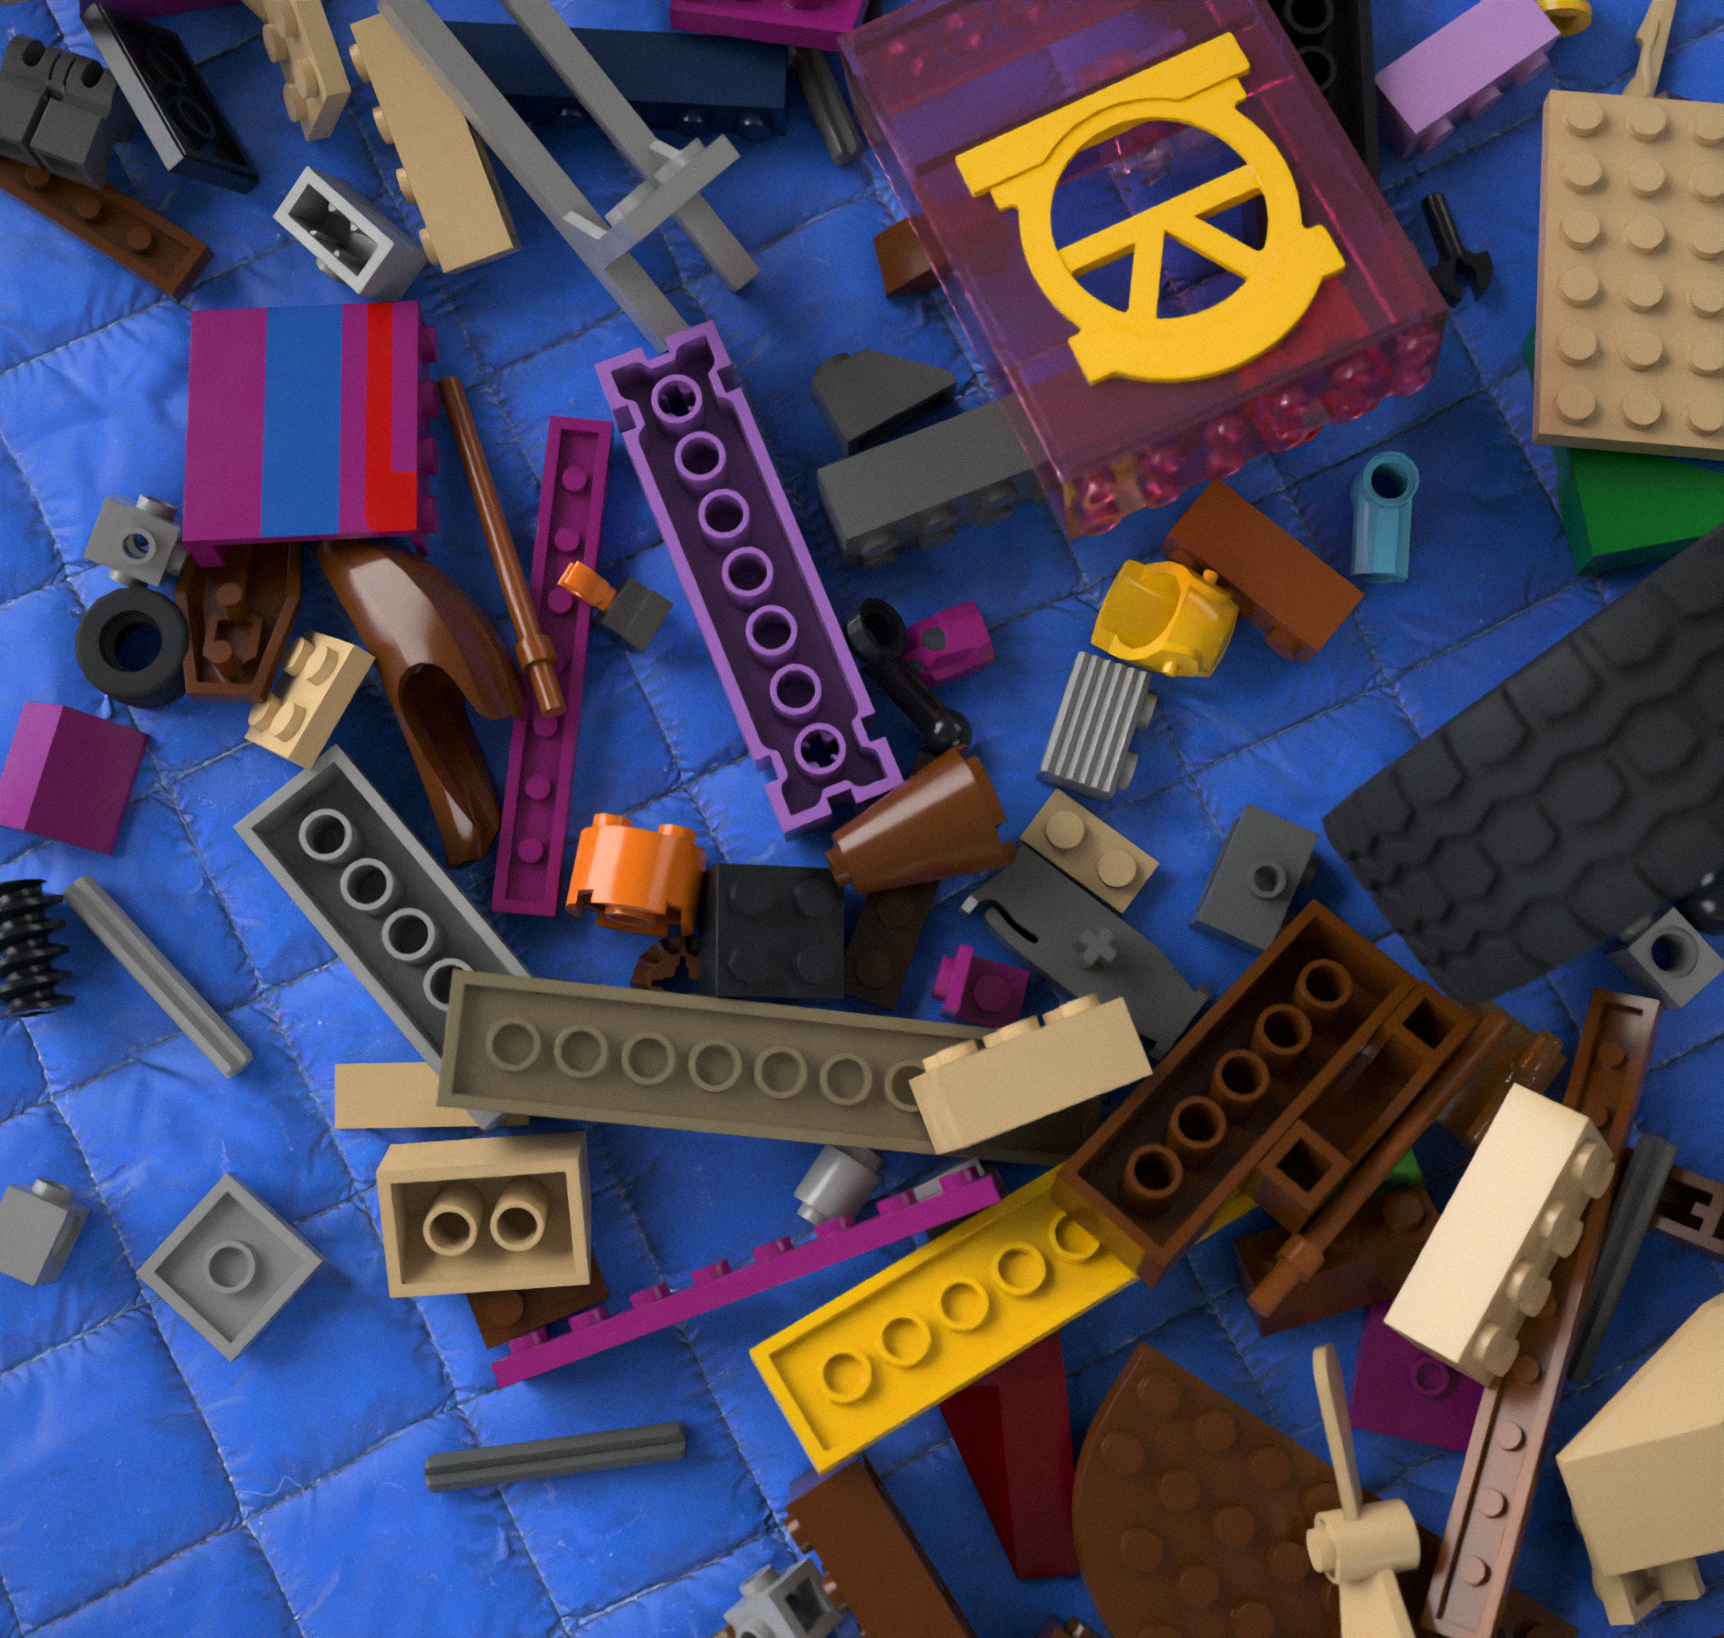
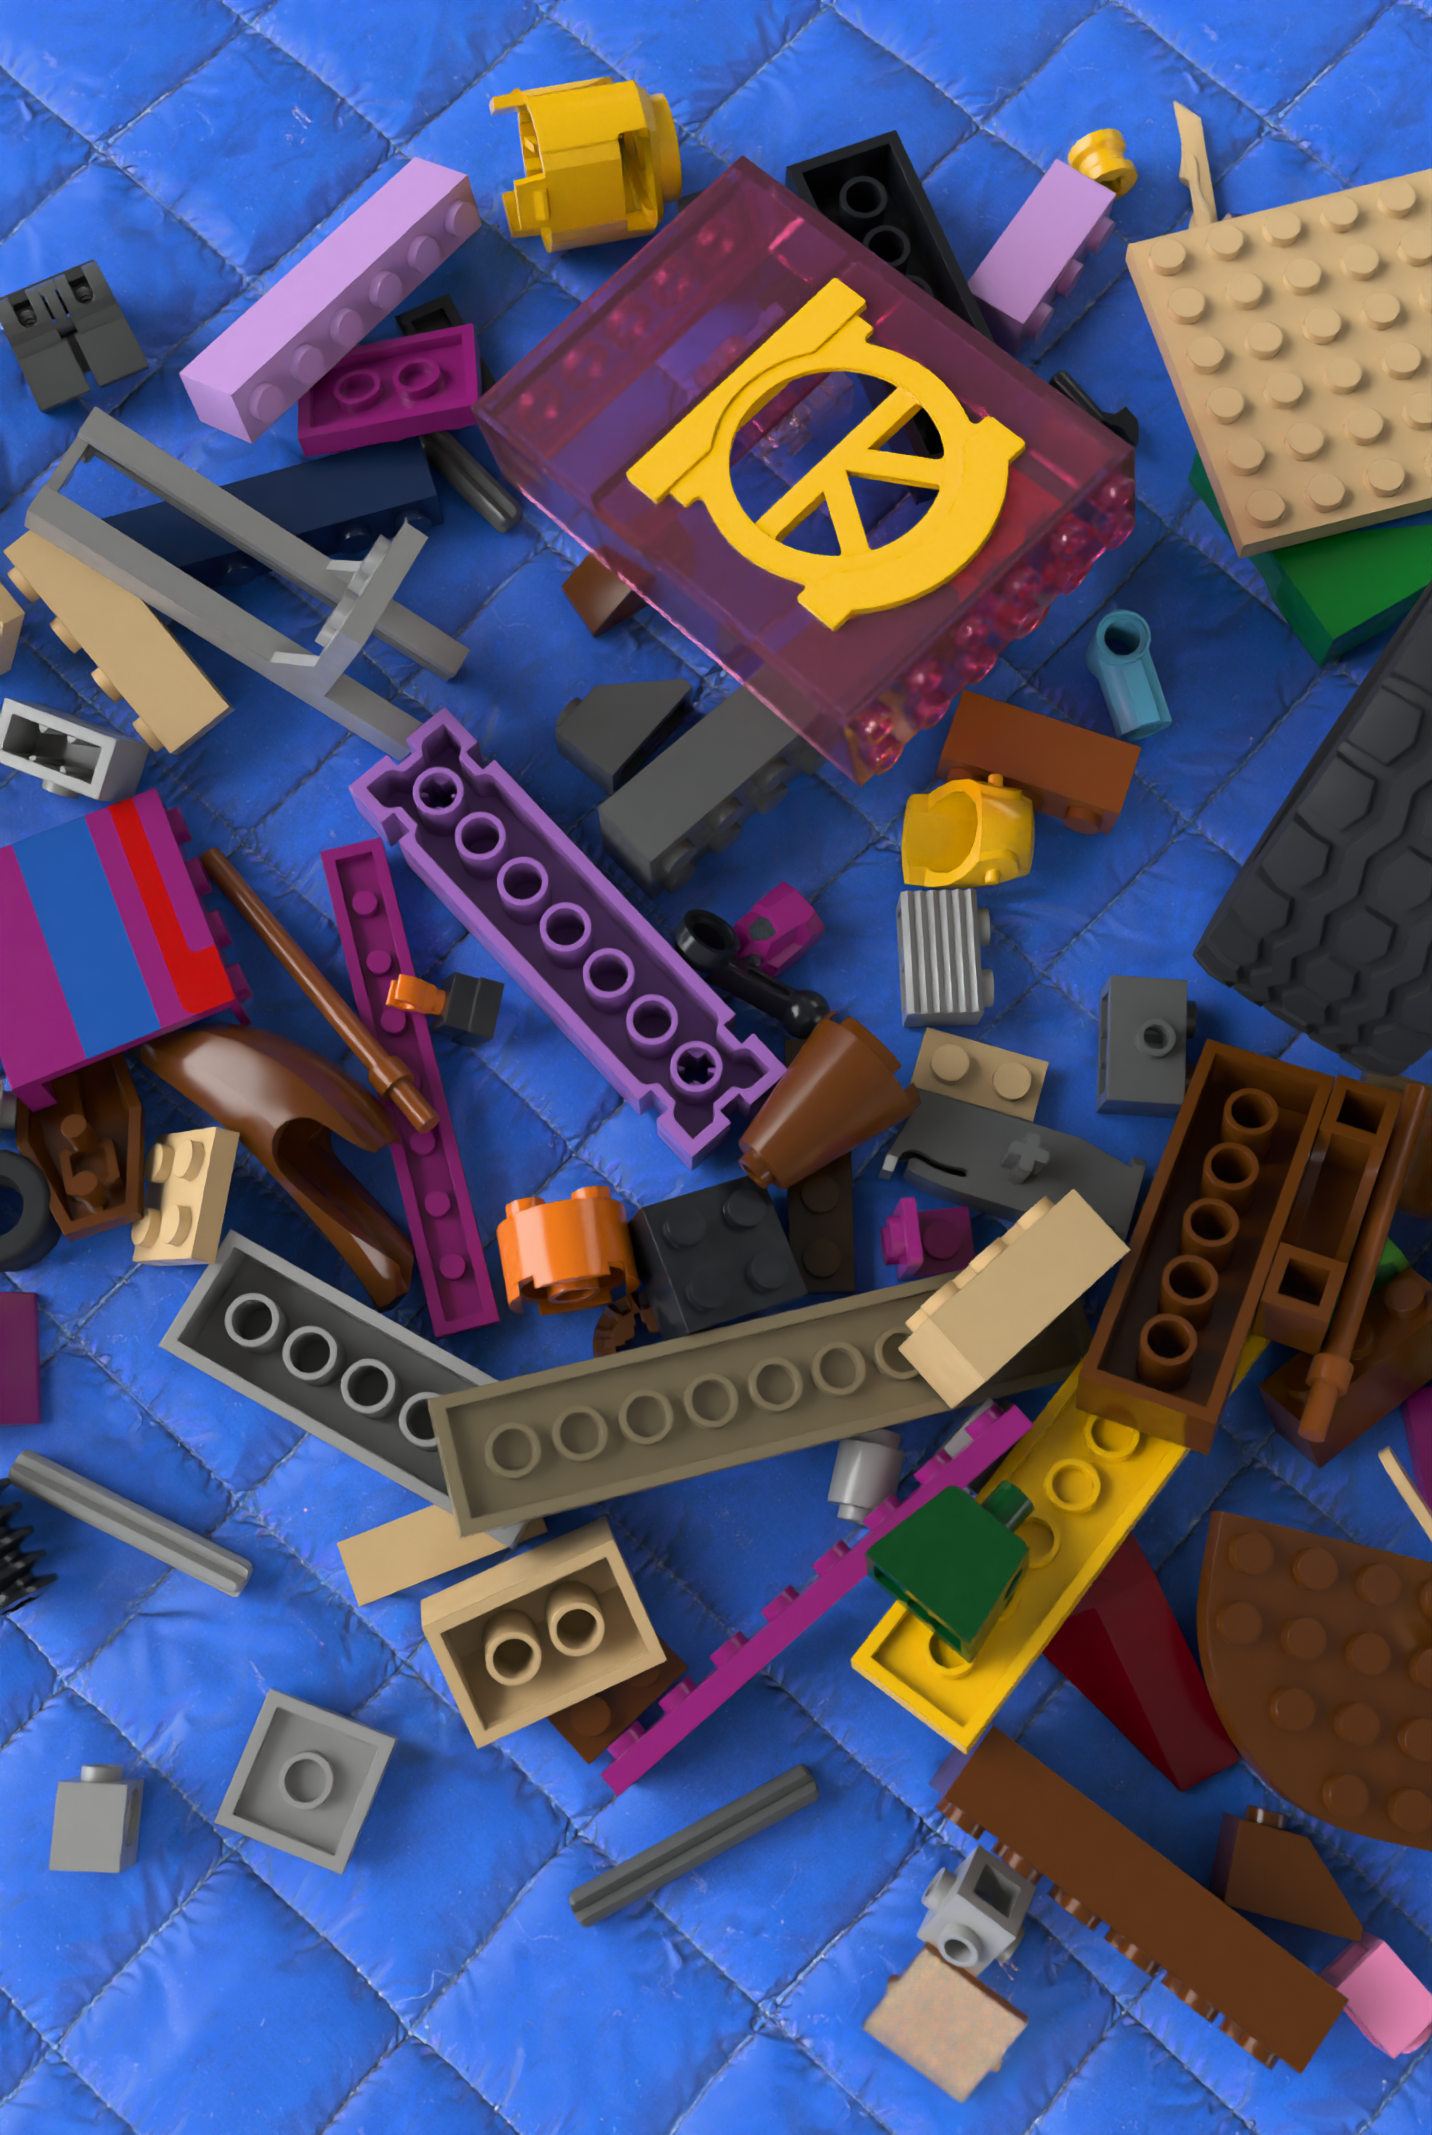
camera: 20 degrees left, 5 degrees down
(878, 1300) = (956, 1563): none -> dark green torso

